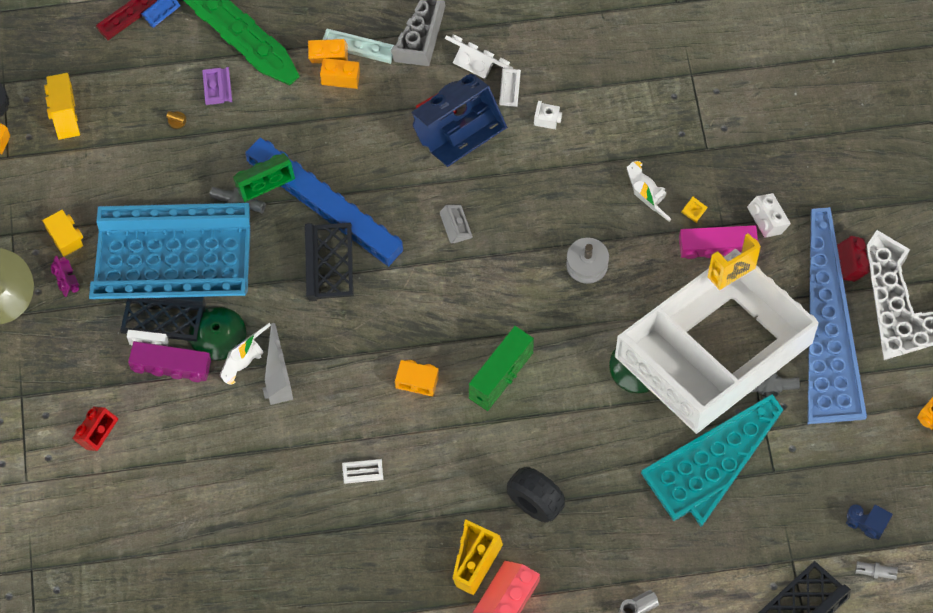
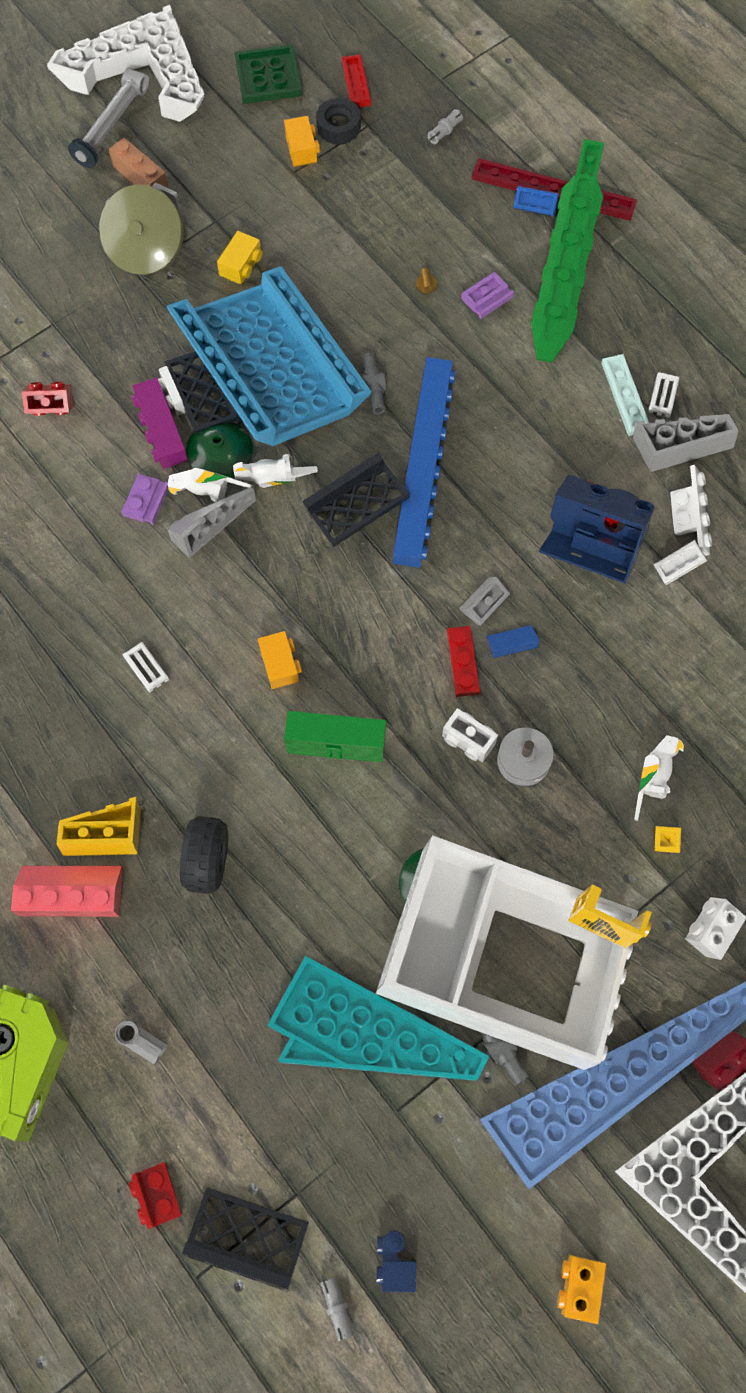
camera: 60 degrees right, 5 degrees up
(48, 31) = (445, 126): none -> light grey pin
(61, 105) = (370, 178): yellow wedge -> none
(61, 269) = (201, 278): magenta hinge -> none
(225, 404) = (145, 499): none -> medium lavender plate
(263, 306) = (271, 472): none -> white animal
(264, 177) = (404, 385): green slope -> none
(328, 49) = (595, 367): light orange brick -> none
(340, 73) = (579, 393): light orange brick -> none
(385, 32) = (660, 409): none -> white tile
(492, 262) = (463, 661): none -> red plate
(497, 222) = (513, 641): none -> blue slope
(547, 115) = (666, 616): white brick -> none
(552, 285) = (469, 735): none -> white brick
(707, 241) = (644, 888): dark pink brick -> none

